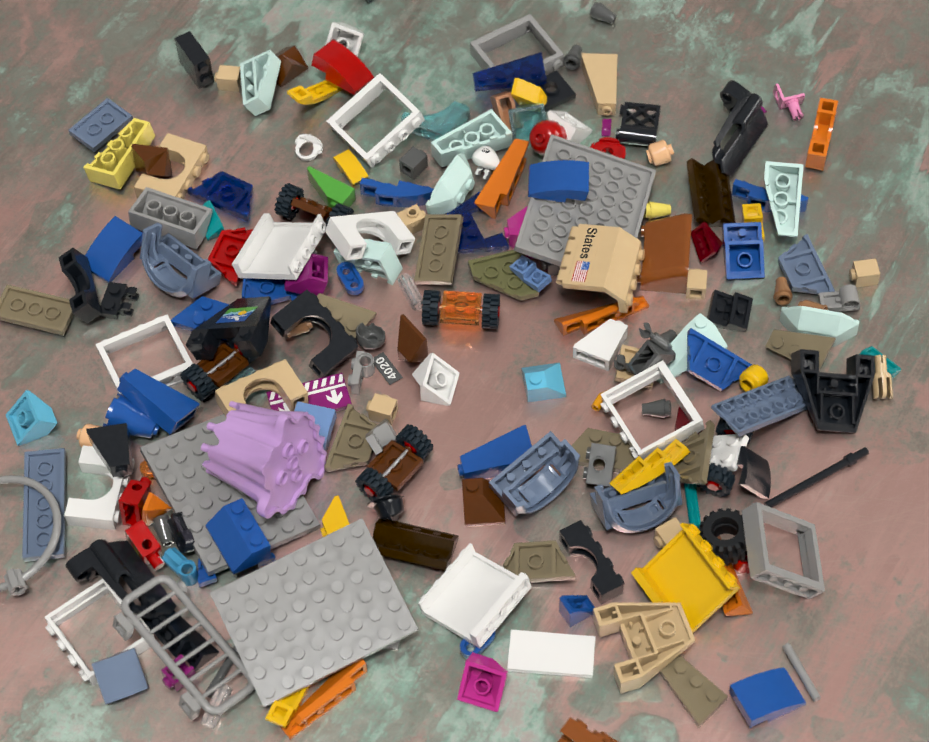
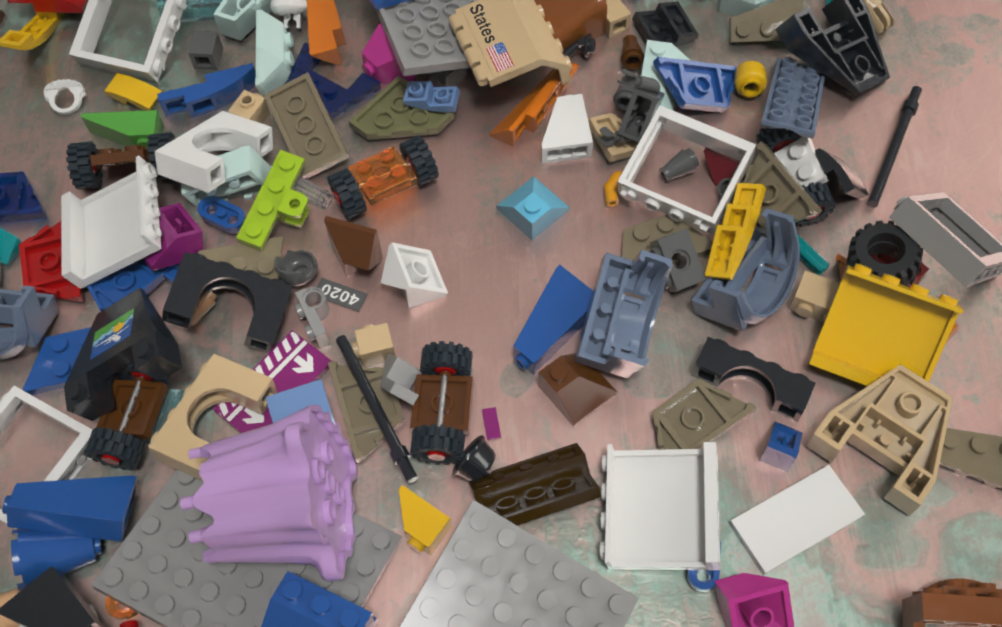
camera: 35 degrees left, 5 degrees up
(350, 477) = (398, 452): none -> black bar
(385, 288) = (275, 201): none -> lime plate
(418, 495) = (491, 423): none -> magenta piece
(662, 294) = (585, 45): none -> black plate
(688, 314) = (632, 54): none -> reddish brown cone

